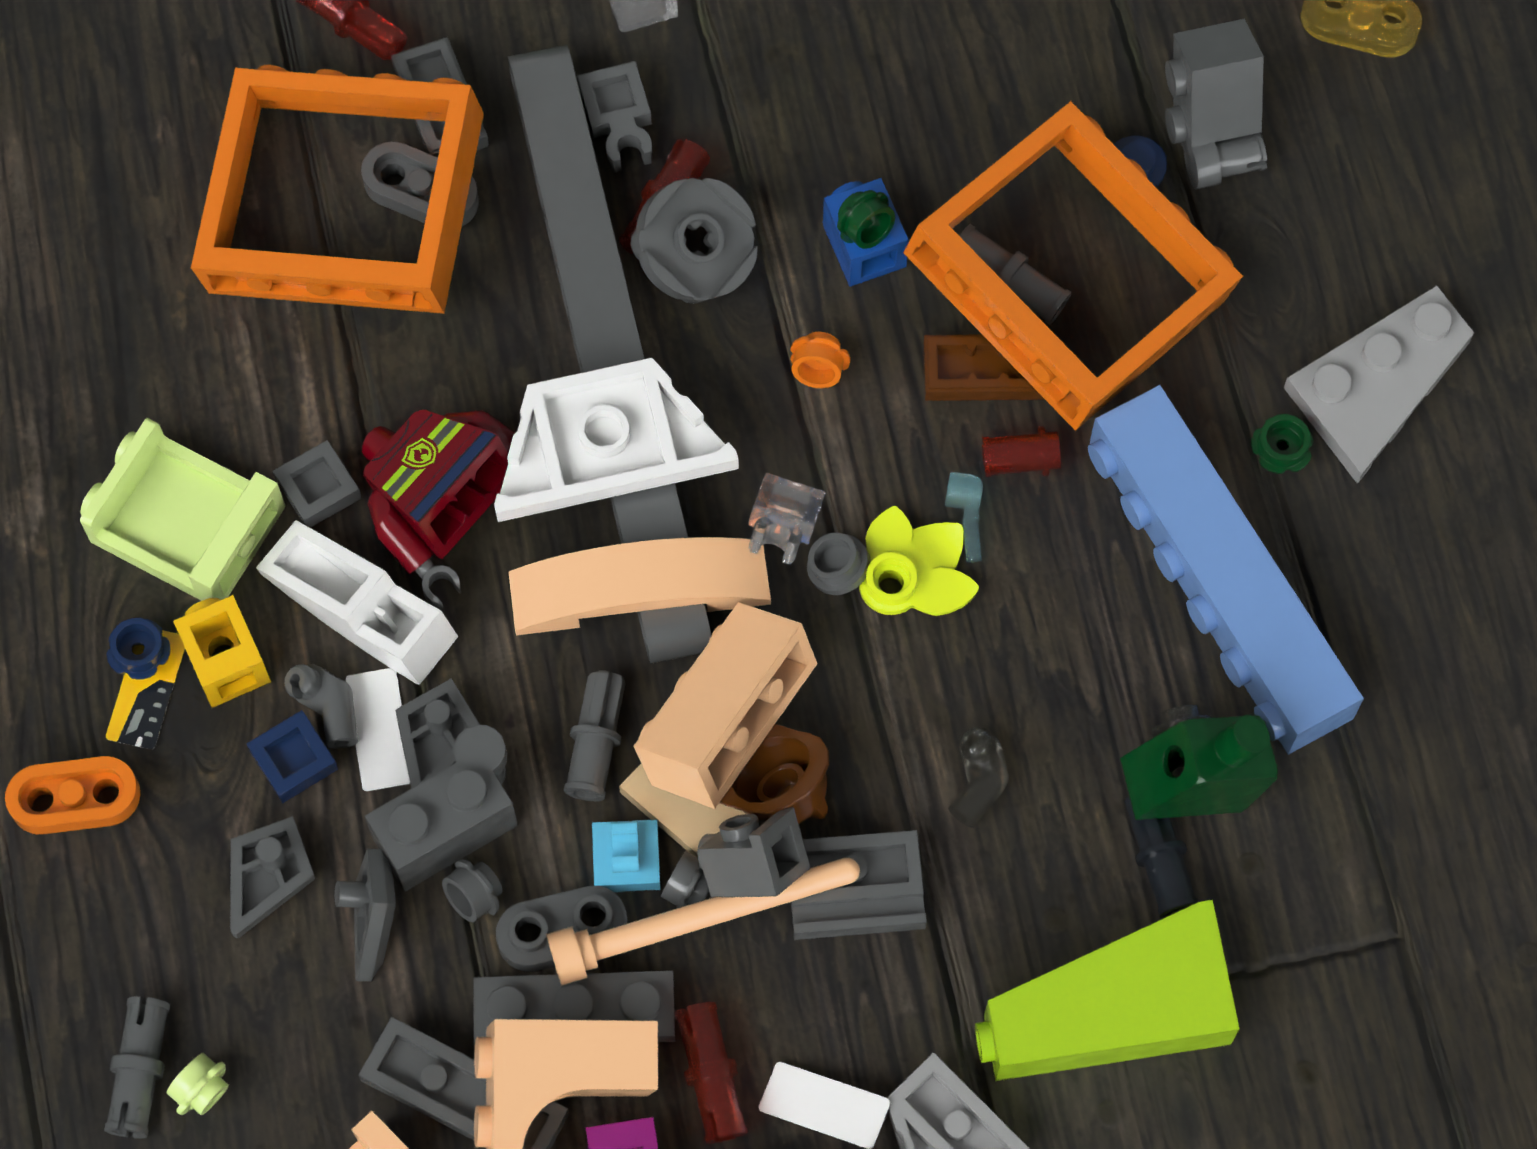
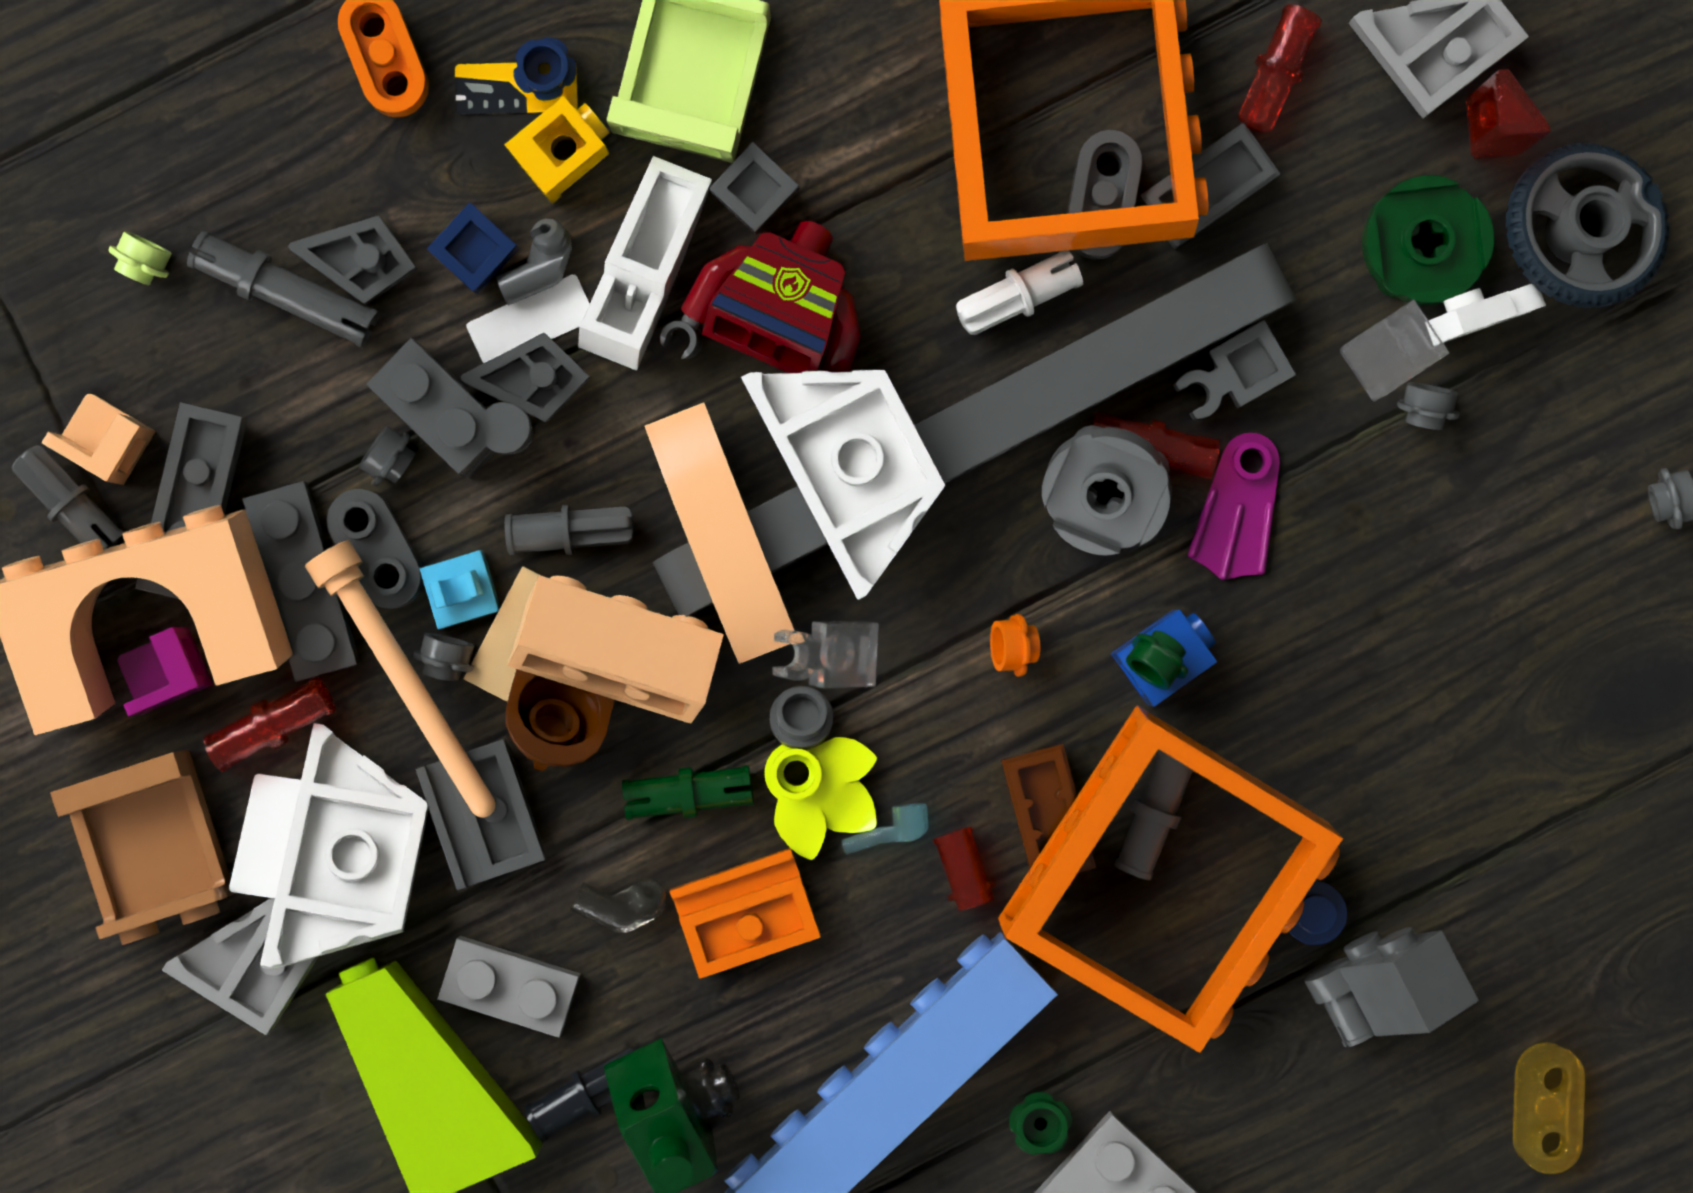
camera: 75 degrees right, 20 degrees up
(137, 1067) = (144, 196): dark grey pin -> none
(270, 955) = (260, 278): none -> dark grey pin
(374, 909) = (339, 371): dark grey piece -> none
(488, 277) = (1019, 293): none -> white axle
(748, 147) = (1238, 512): none -> magenta piece
(753, 855) = (468, 703): dark grey brick -> none
(864, 1023) = (345, 856): none -> white wing
(884, 686) = (687, 792): none -> dark green pin
(1016, 659) = (745, 913): none -> orange plate
(1036, 905) = (509, 986): none -> light grey plate

